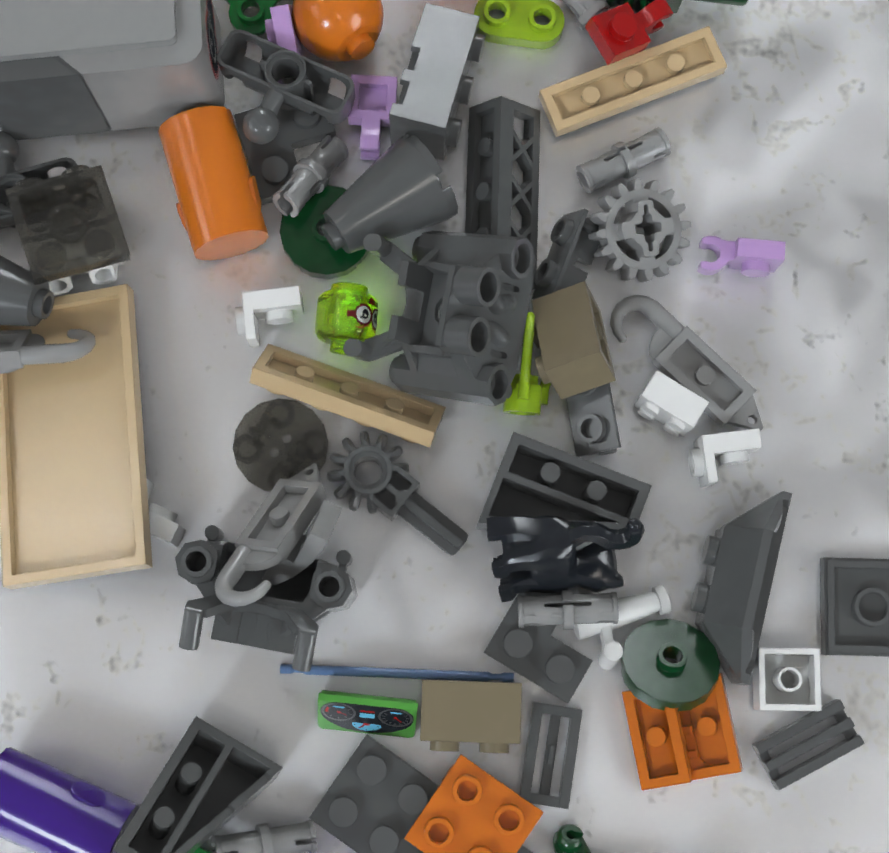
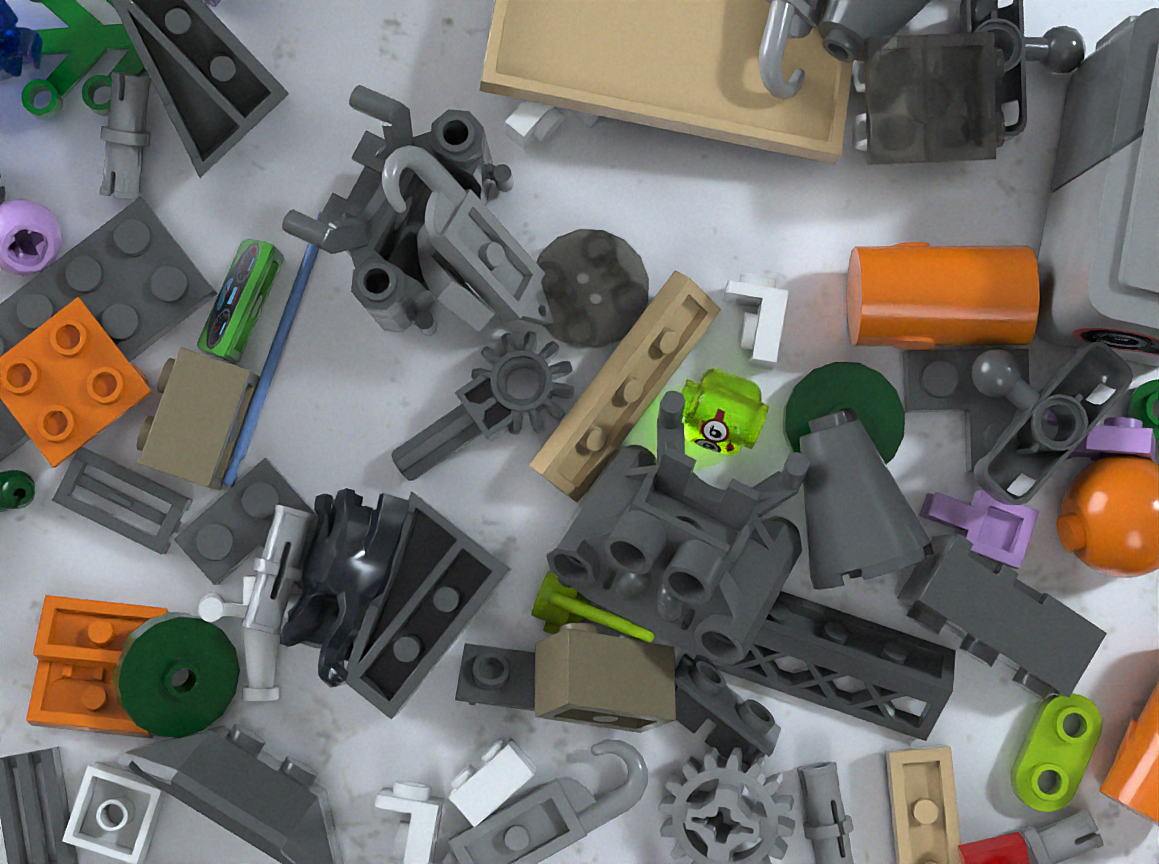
camera: 110 degrees right, 5 degrees up
(310, 176) = (917, 420): light grey pin -> none

